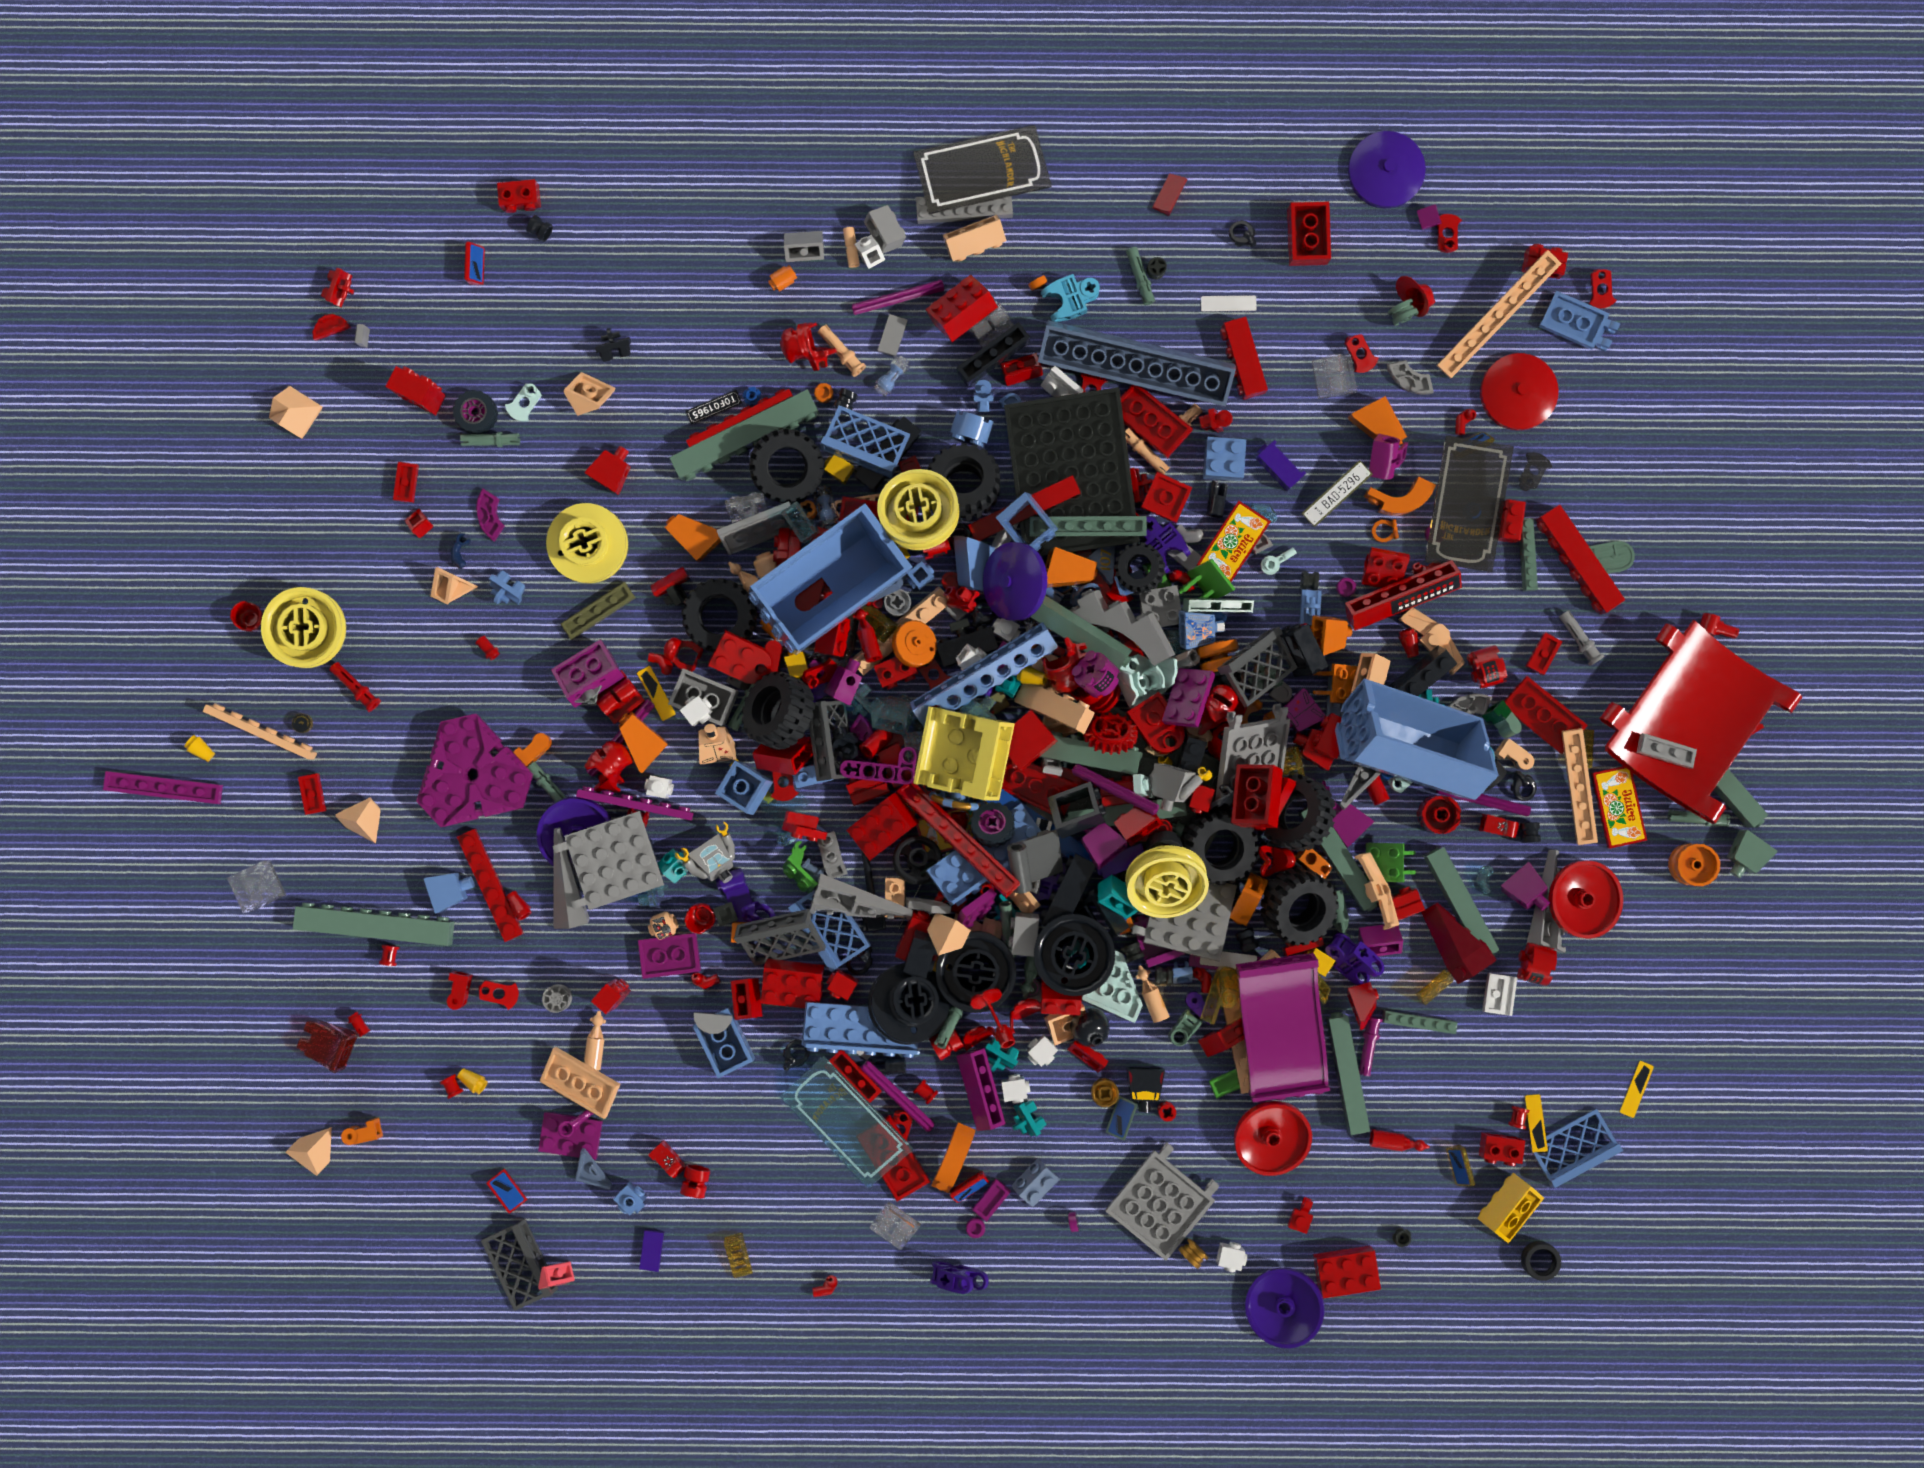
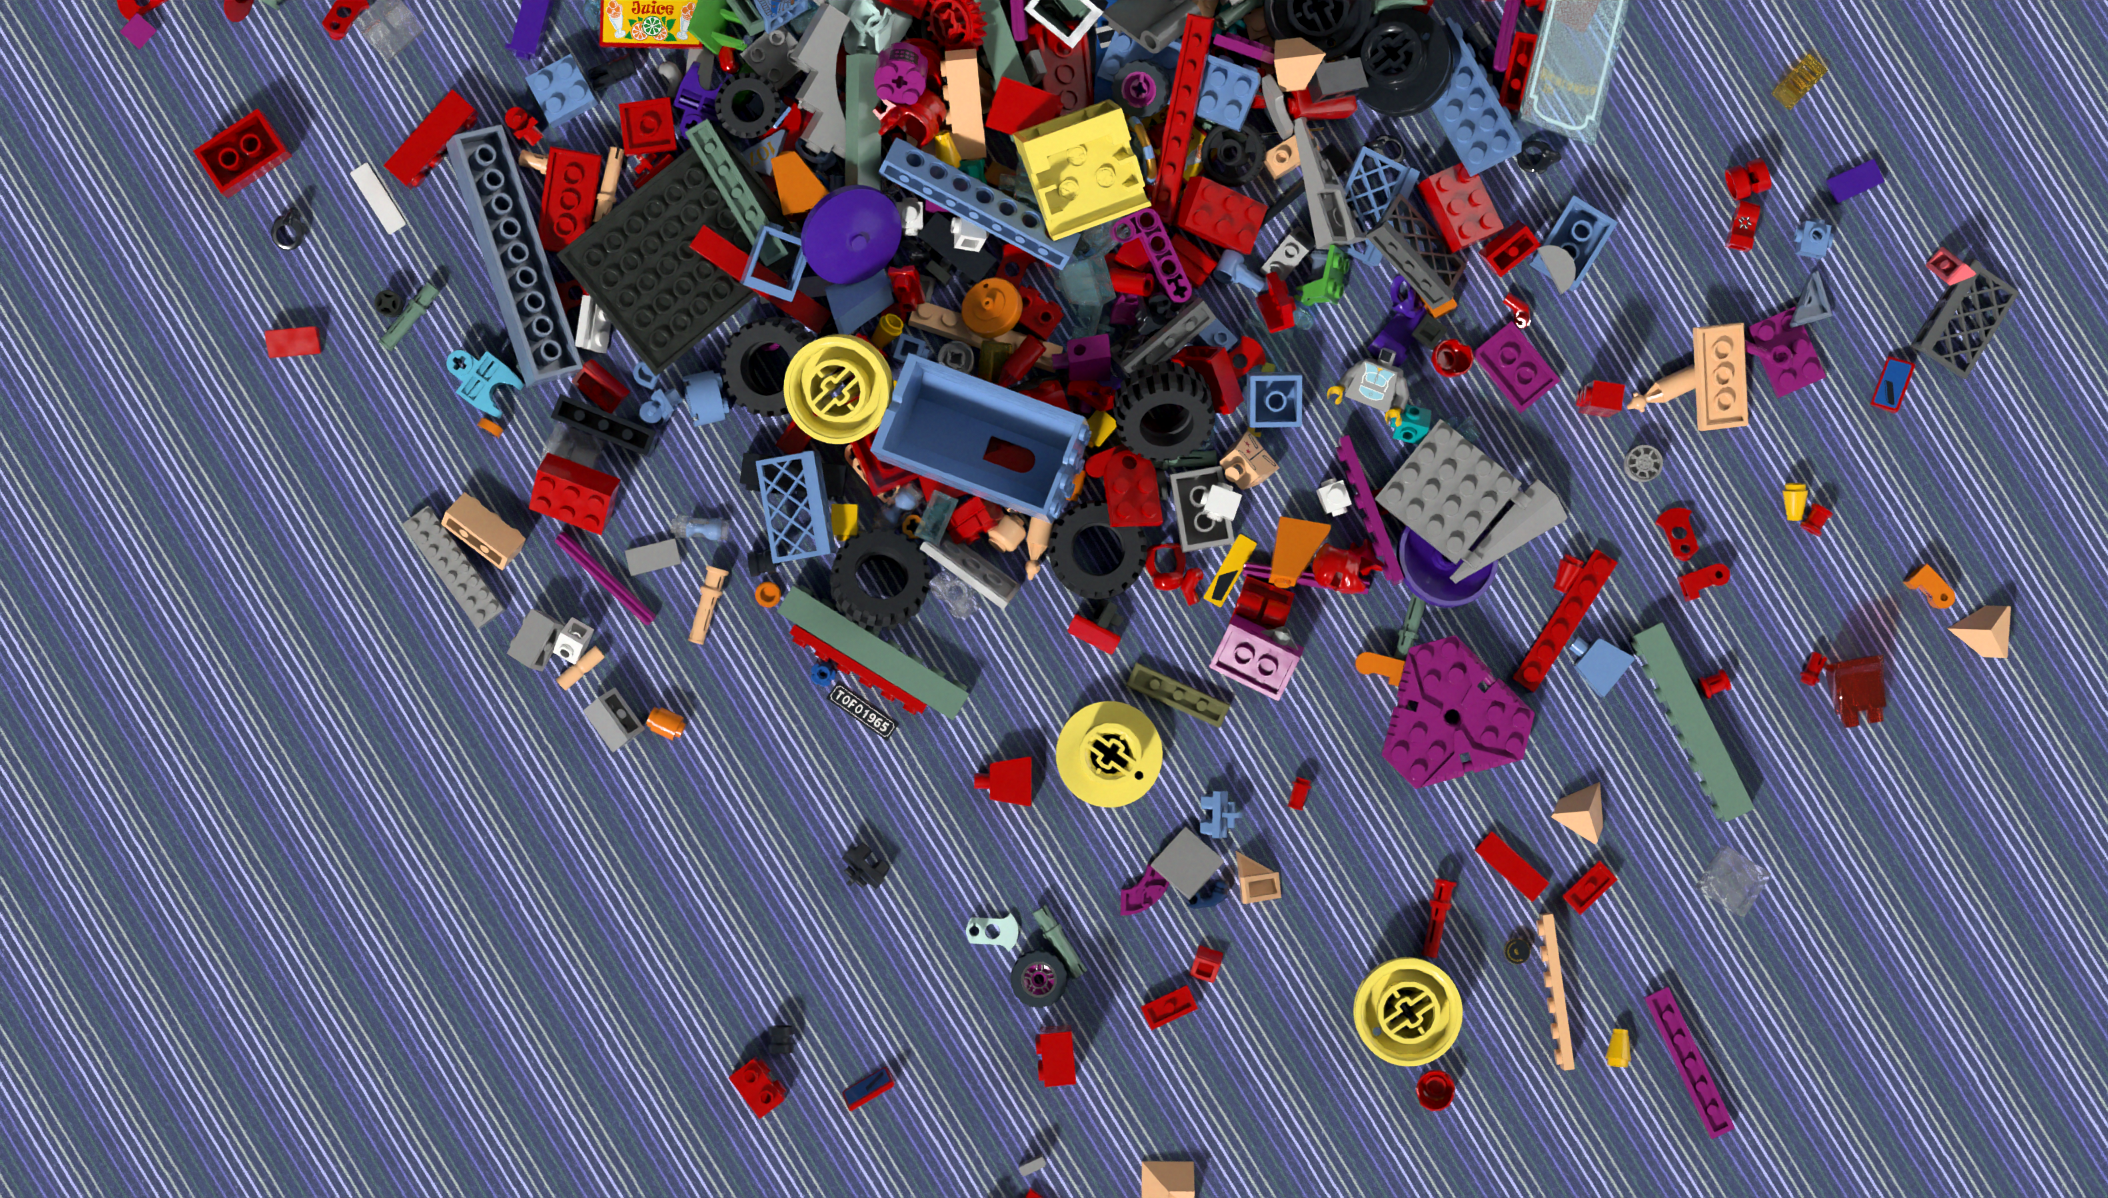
camera: 125 degrees left, 0 degrees up
(357, 753) = (1511, 866): none -> red tile
(487, 549) = (1187, 863): none -> light grey tile
(587, 393) = (937, 860): light nougat slope -> none
(663, 925) = (1486, 395): light nougat head -> none
(693, 535) = (1025, 638): orange slope -> none
(800, 345) = (730, 654): red piece -> none
(841, 984) = (1425, 150): red brick -> none
(844, 813) = (1231, 270): none -> medium blue pin
(942, 569) = (887, 330): none -> yellow cone
(982, 169) = (398, 572): clear smoke piece -> none
(1386, 169) = (112, 113): dark purple dish -> none

